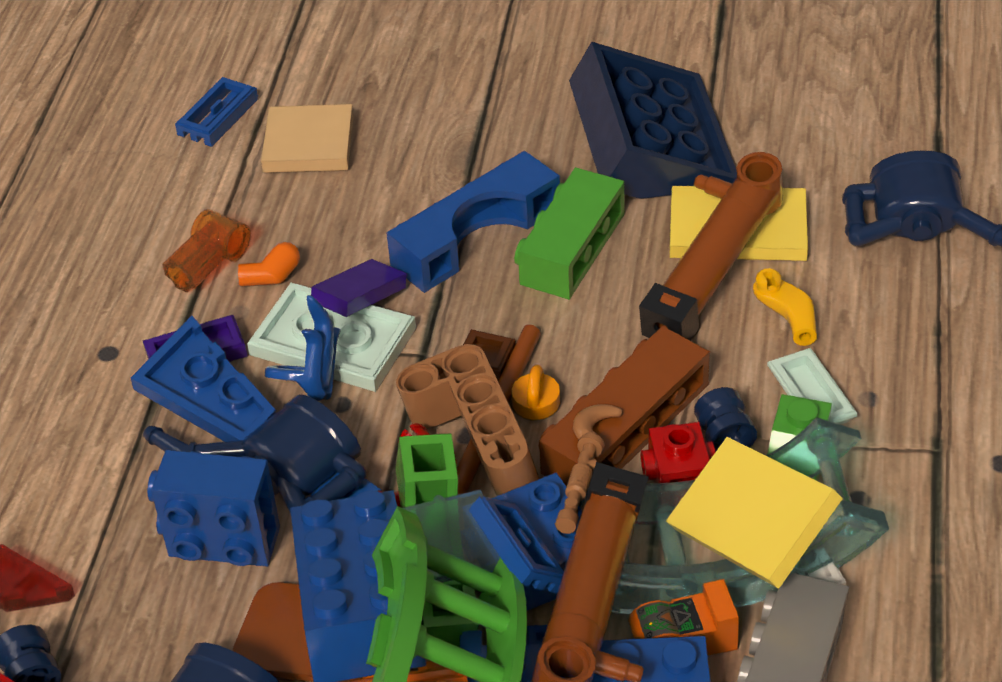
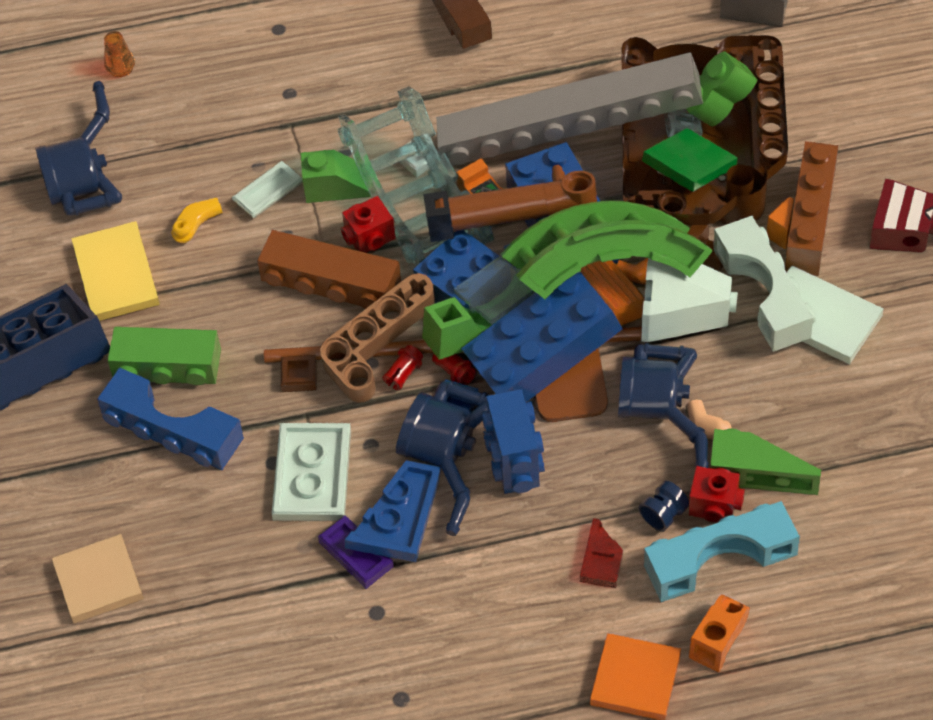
camera: 110 degrees left, 10 degrees up
(211, 241) = (247, 581): clear orange piece -> none
(223, 113) = (105, 670): blue tile -> none
(272, 269) = (248, 528): orange arm -> none
(321, 346) = (357, 448): blue piece -> none
(359, 287) = (267, 461): dark purple tile -> none
(517, 543) = (493, 248): blue tile -> none
(536, 395) = (323, 327): light orange tile -> none
(590, 446) = (416, 248): medium nougat piece -> none
(717, 245) = (114, 249): dark orange piece -> none
(722, 414) = (318, 218): dark blue wheel -> none
(754, 511) = (415, 153): light yellow tile -> none

